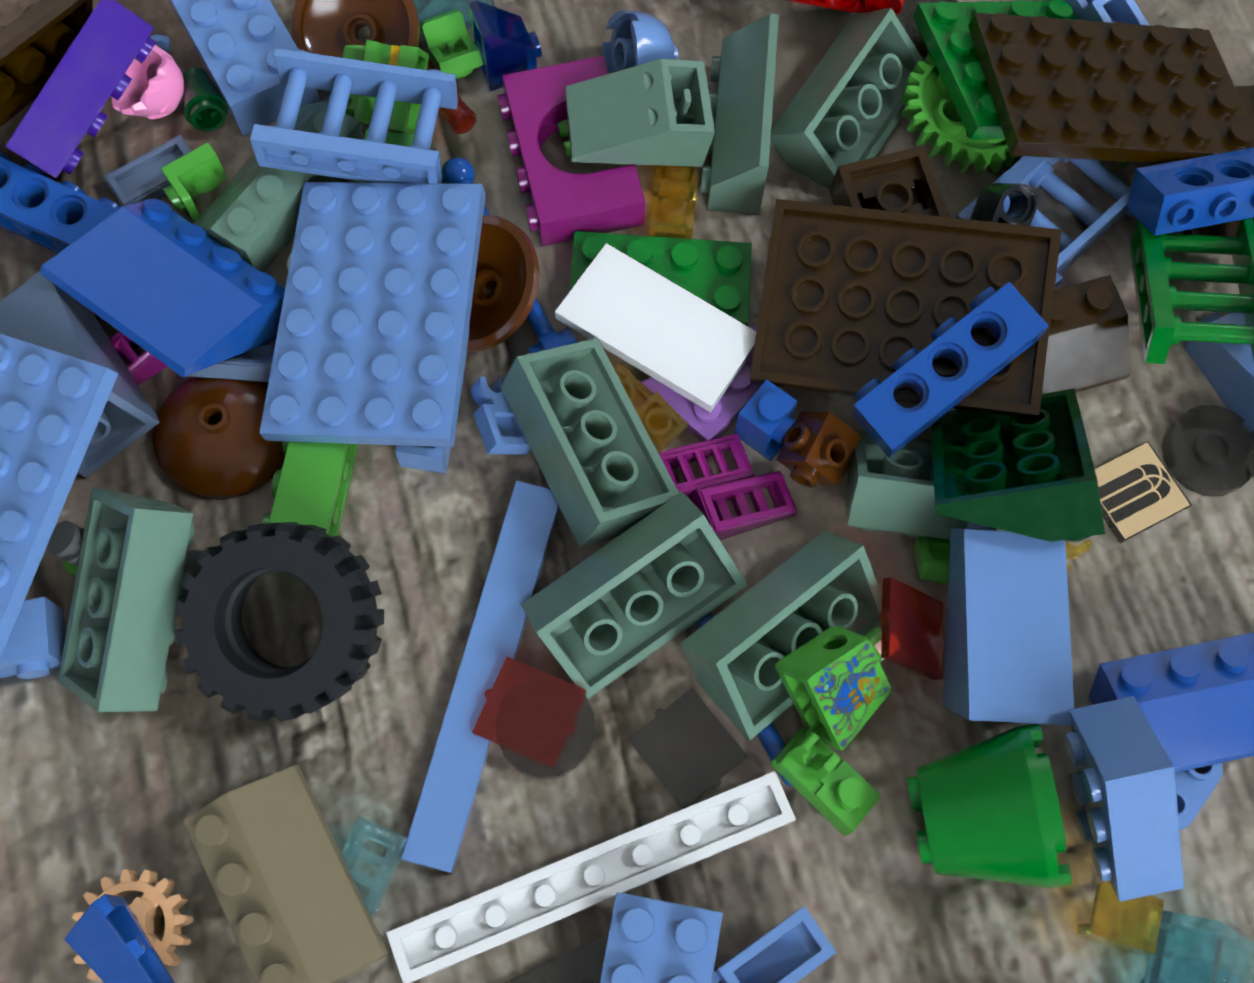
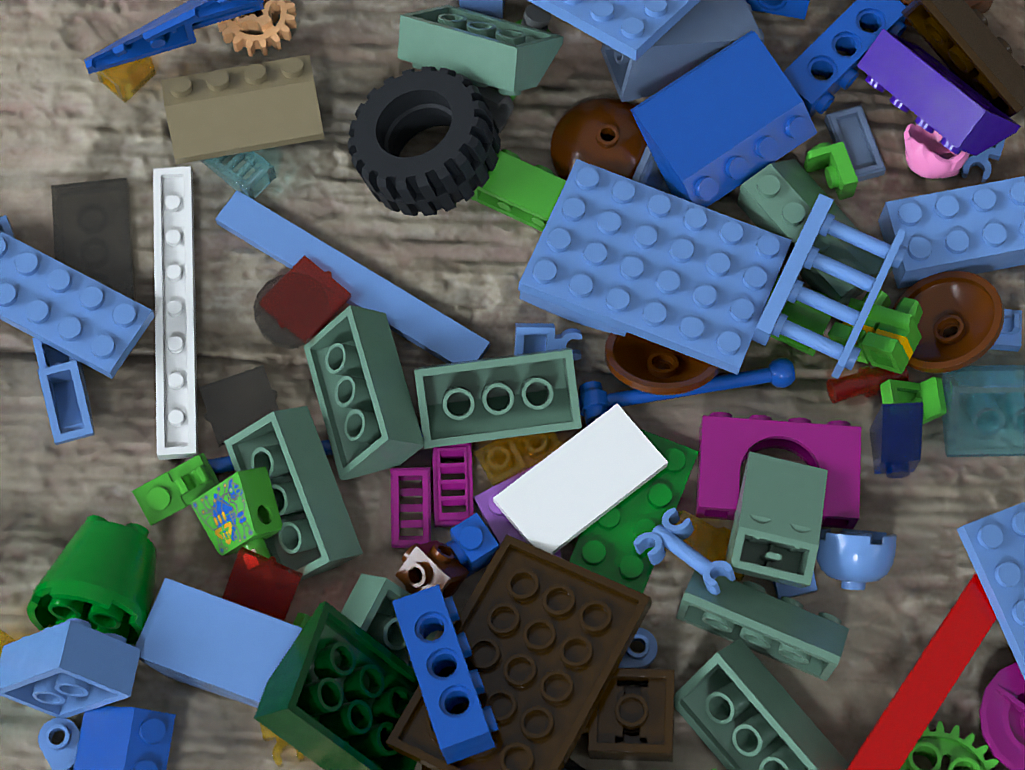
camera: 110 degrees right, 0 degrees up
(202, 101) = (911, 186): dark green cone -> none
(693, 223) = (671, 538): none -> medium blue bar

